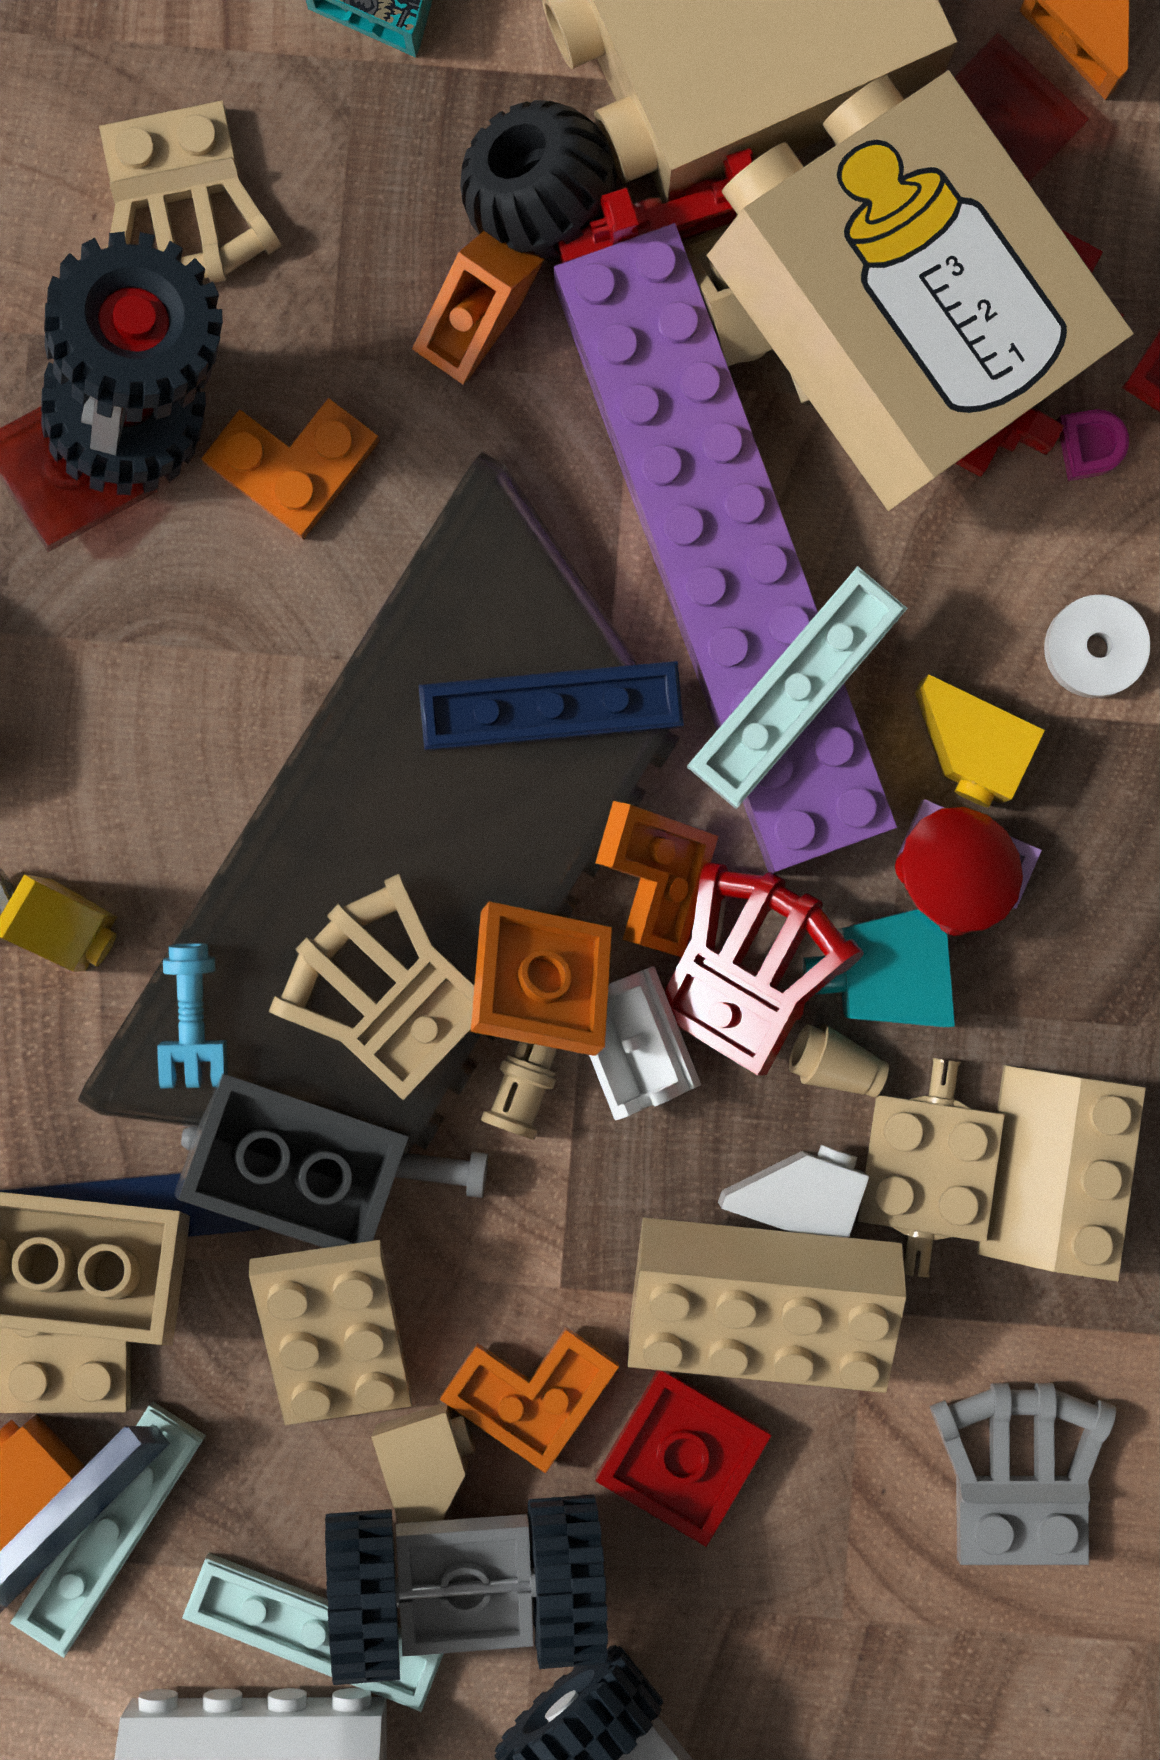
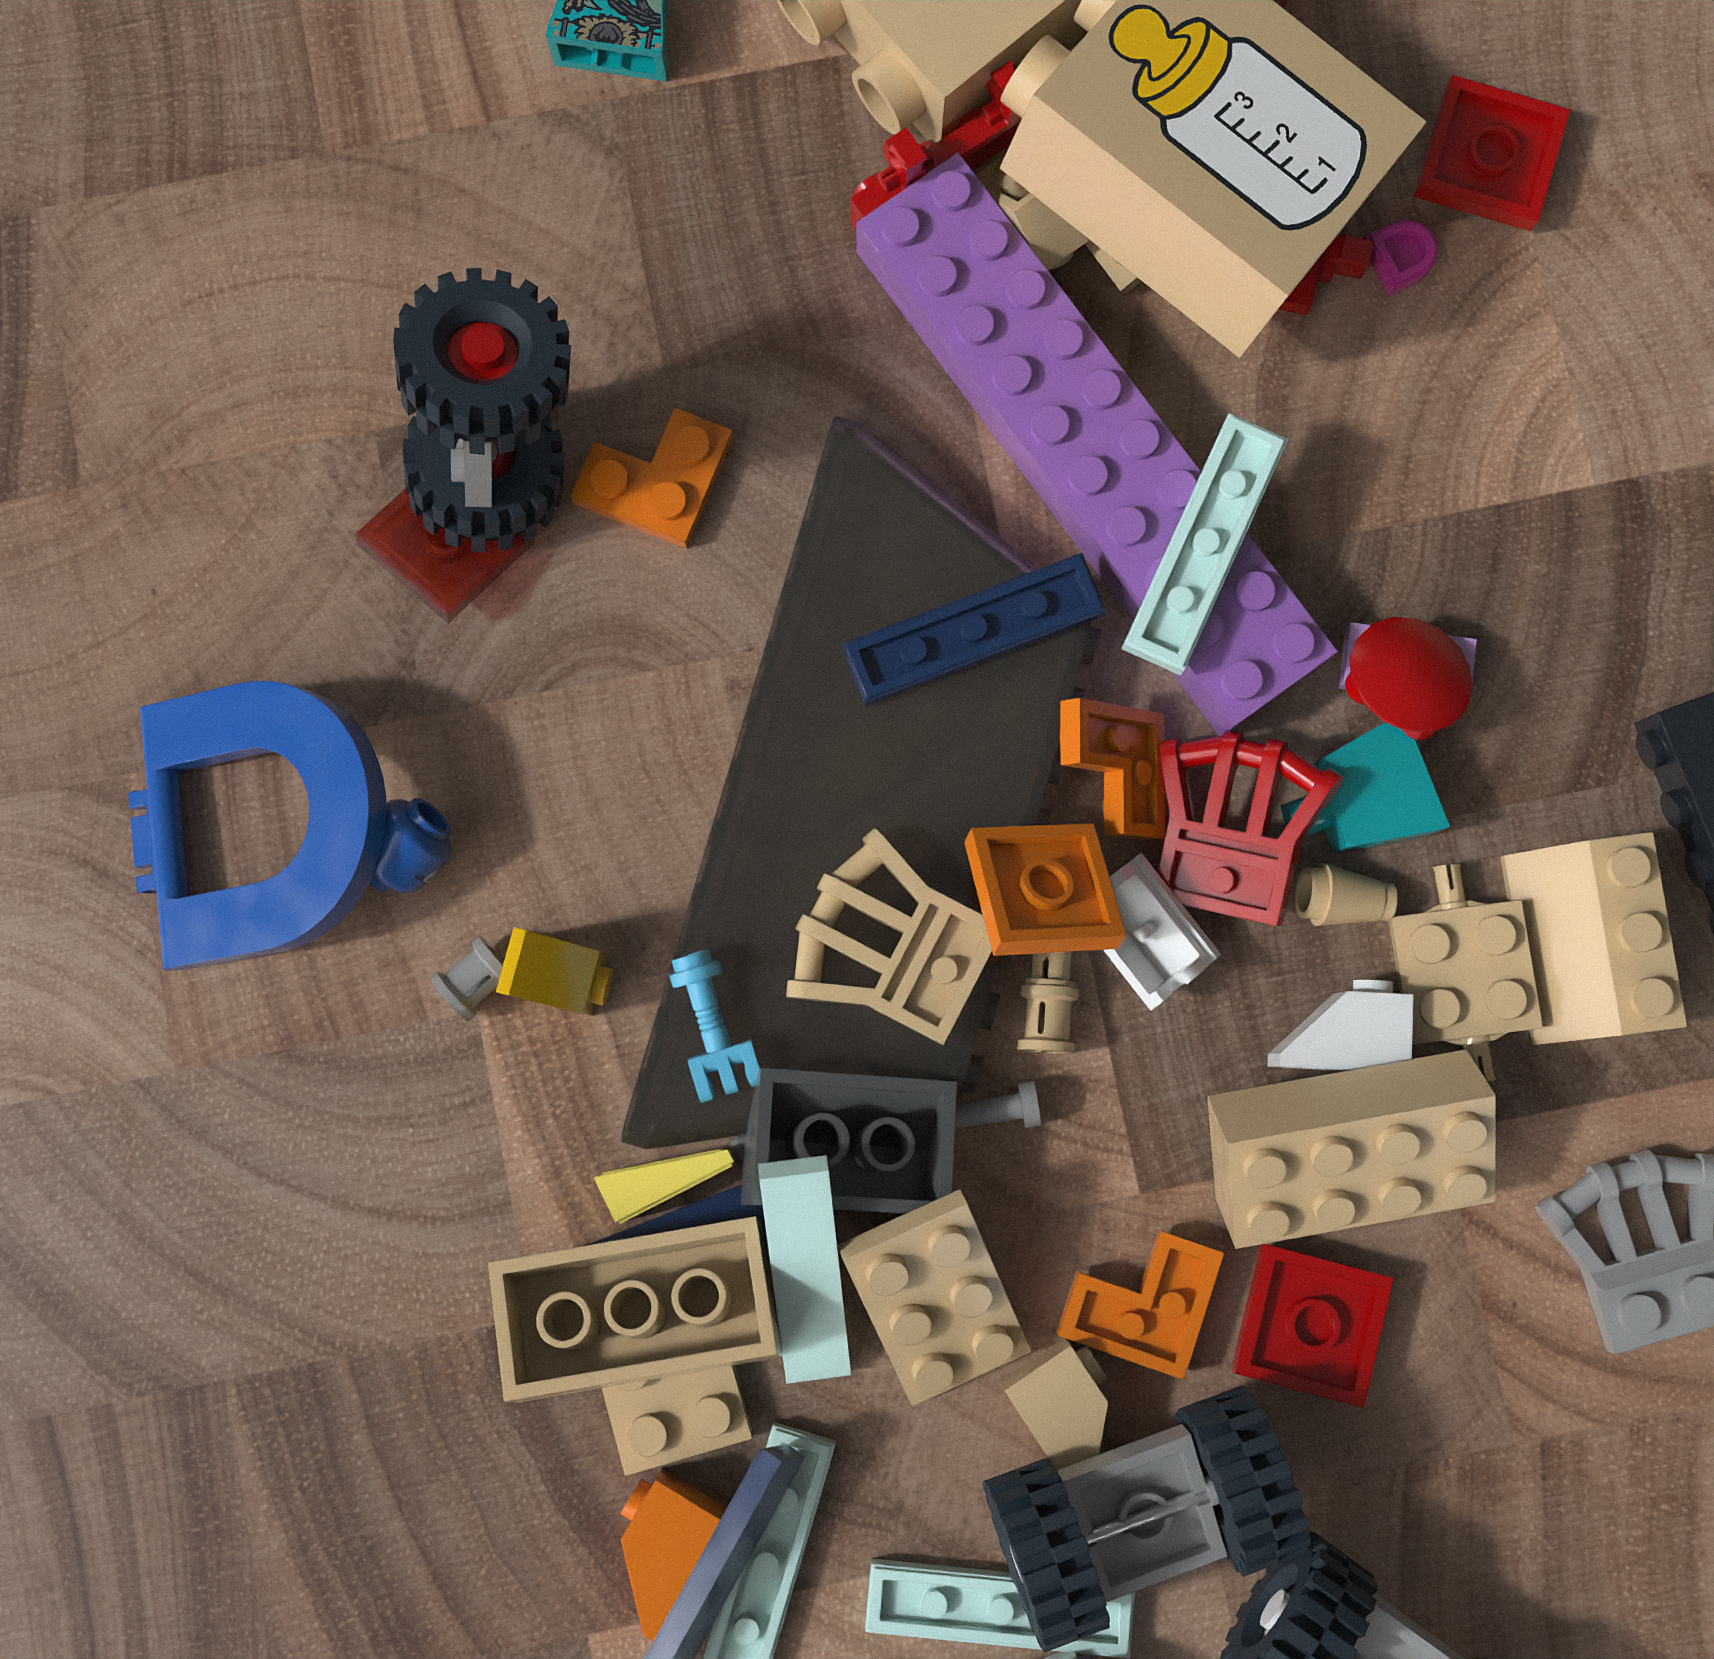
camera: 10 degrees left, 5 degrees down
(88, 1149) = (646, 1185): none -> light yellow slope
(178, 159) = (480, 227): tan plate -> none
(214, 1271) = (805, 1268): none -> light aqua tile
(475, 305) = (790, 282): orange slope -> none
(537, 176) = (814, 152): black wheel -> none
(976, 741) = (1381, 554): yellow slope -> none
(1125, 640) = (1483, 417): white piece -> none

